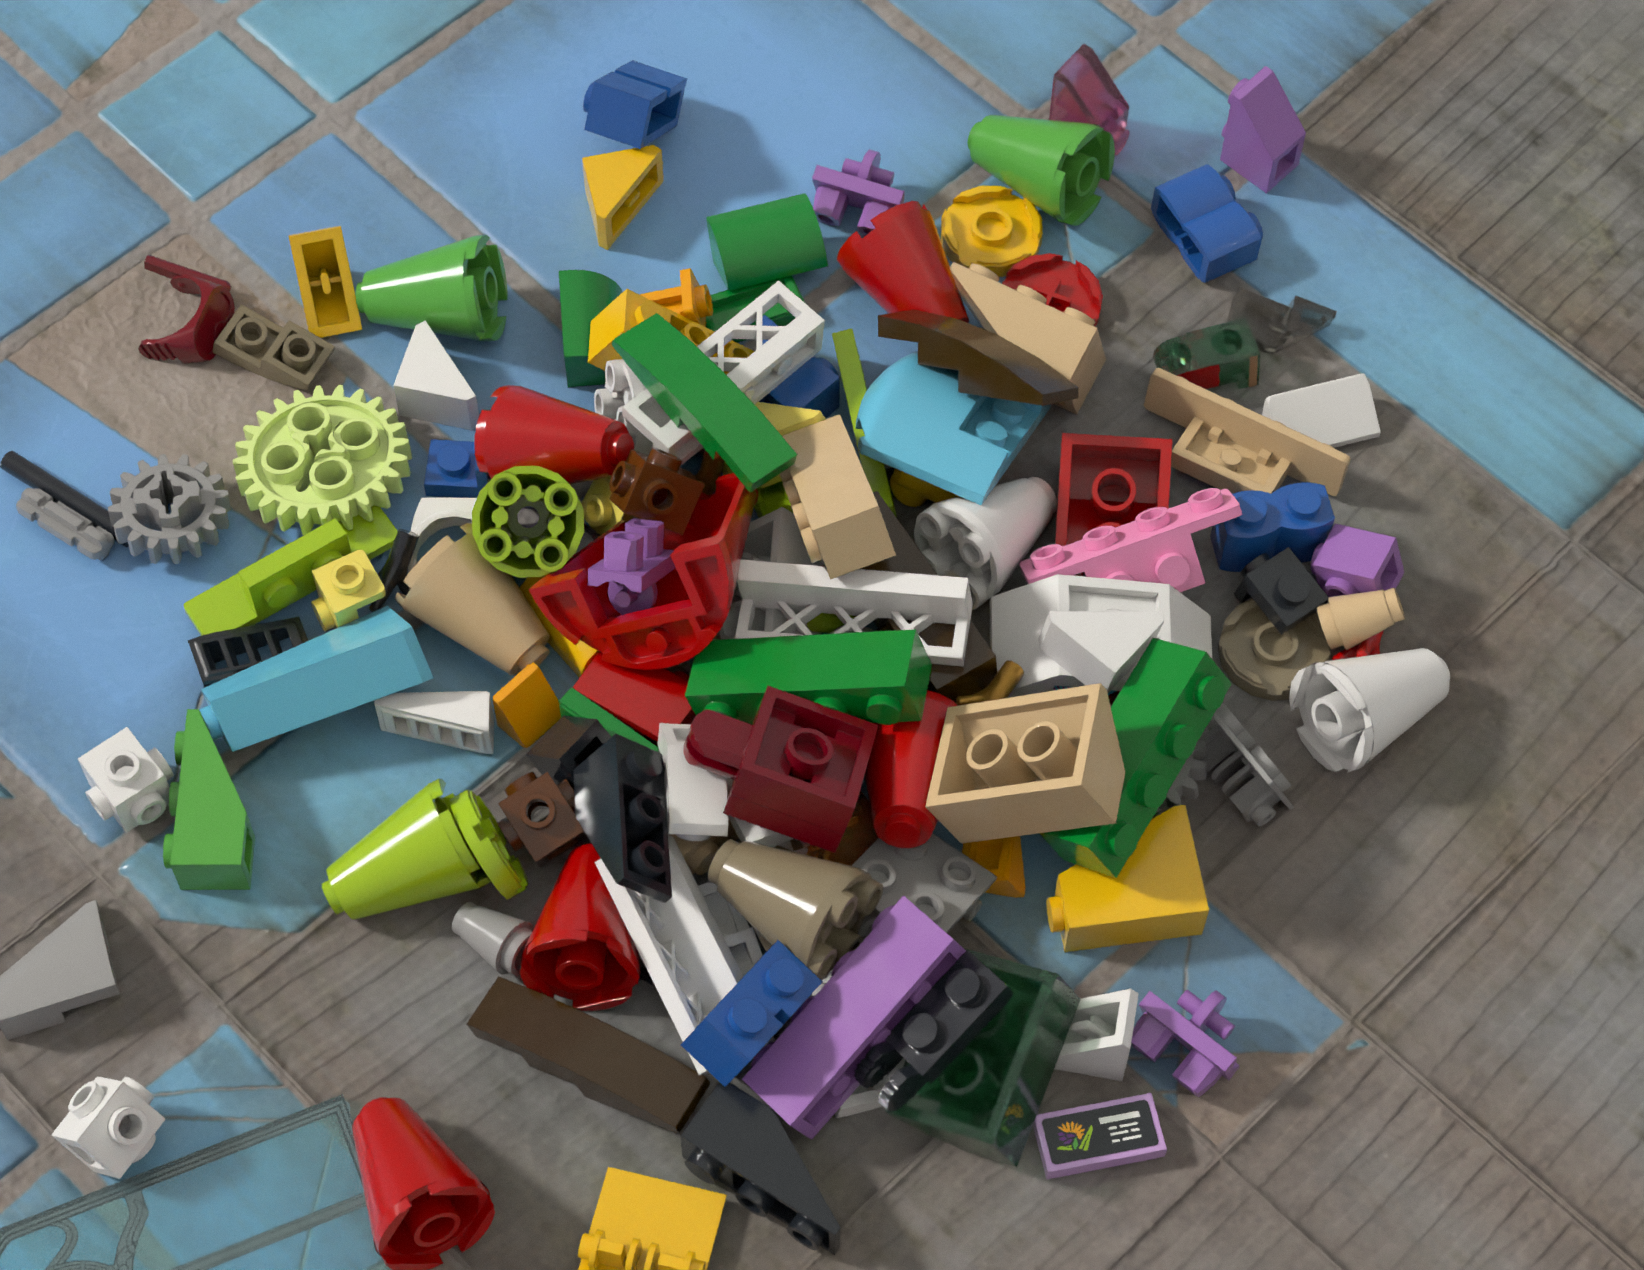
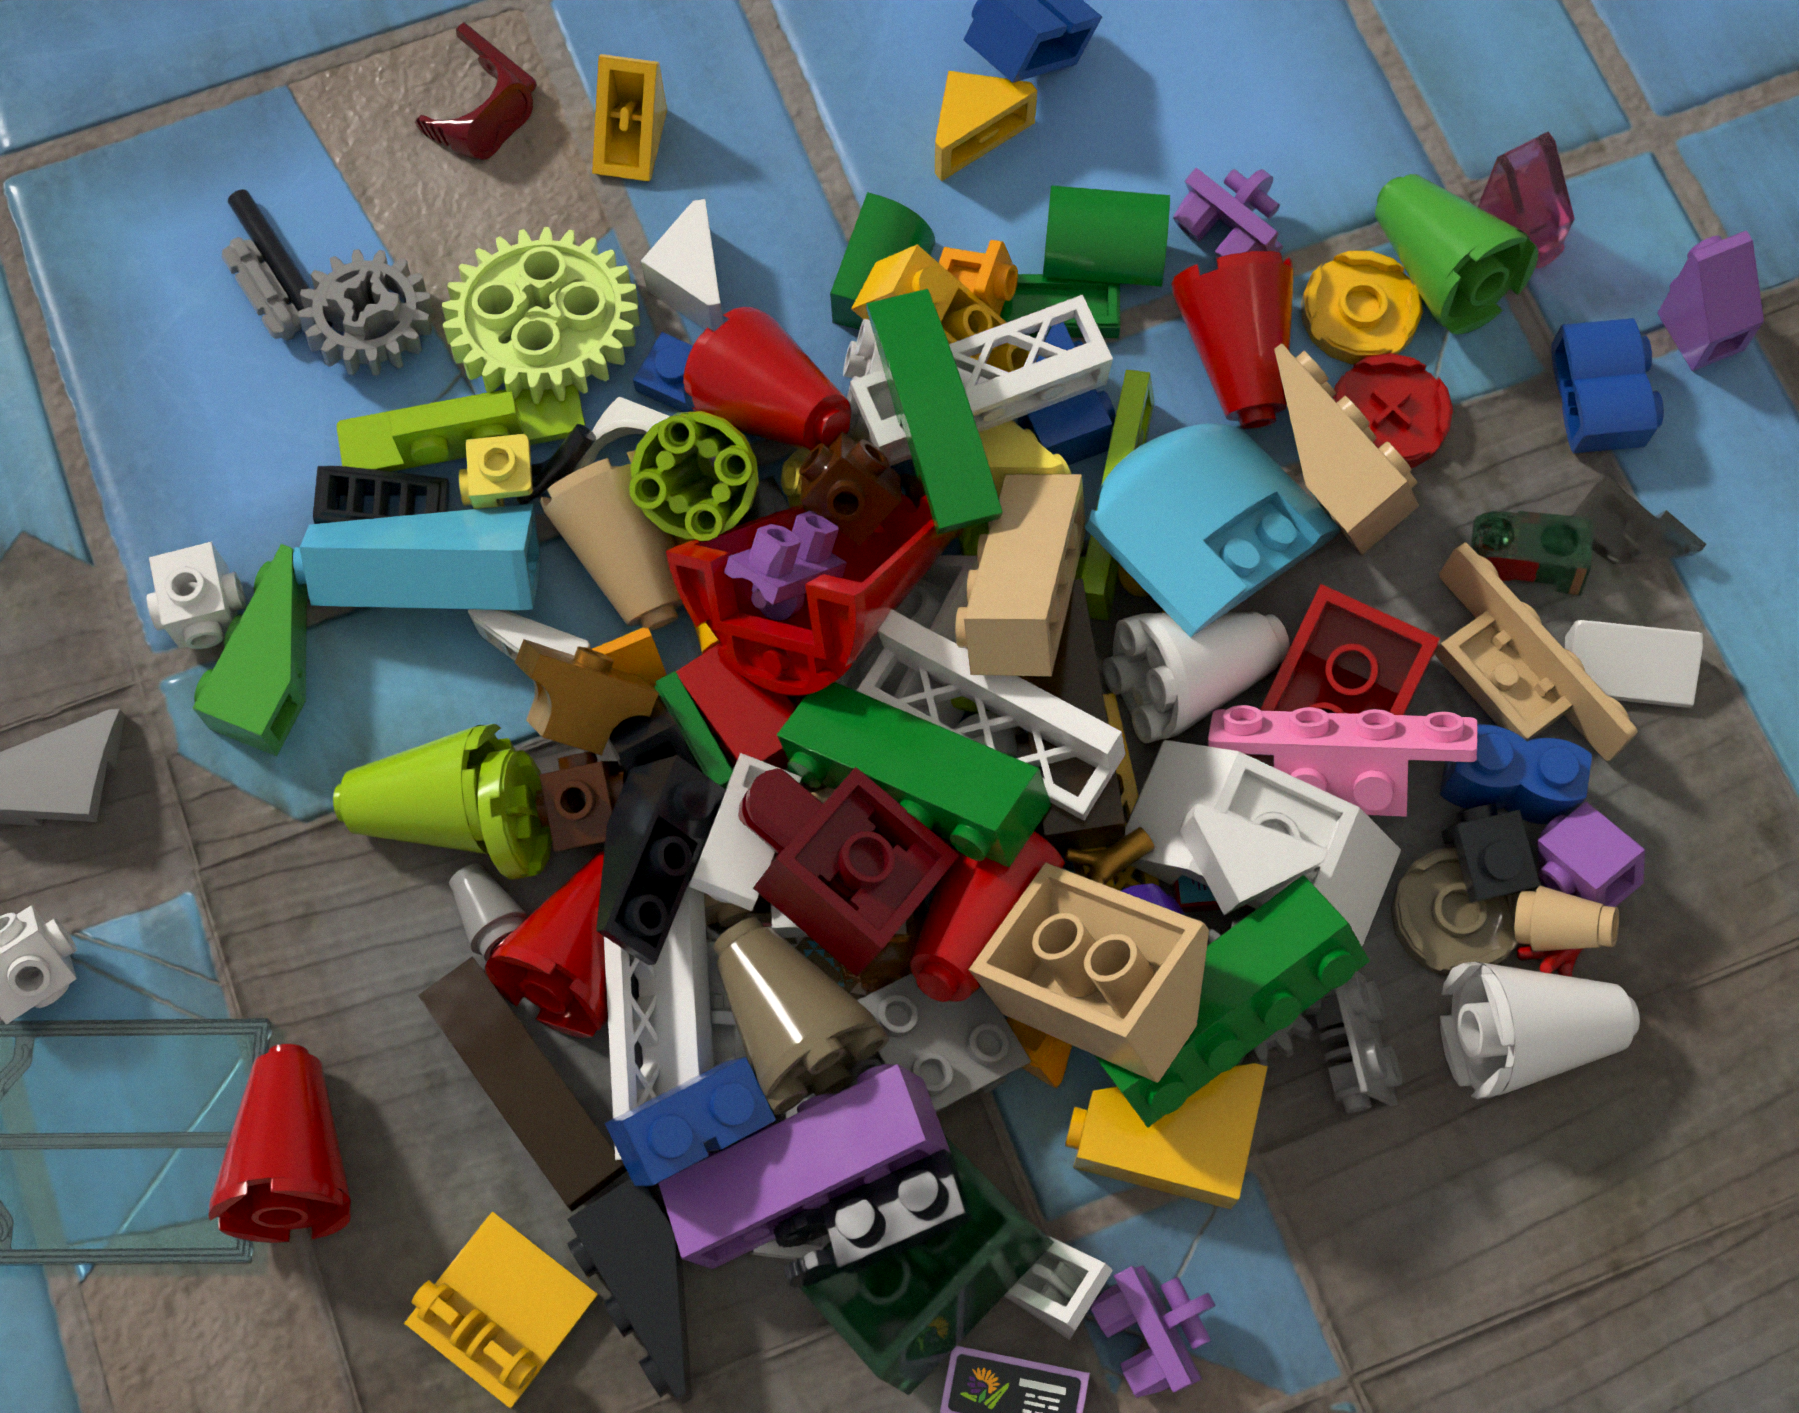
camera: 25 degrees right, 10 degrees up
(274, 352) = (548, 171): dark tan slope -> none
(447, 287) = (741, 170): bright green cone -> none
(503, 730) = (581, 695): none -> pearl gold brick
(984, 360) = (1267, 468): dark brown slope -> none

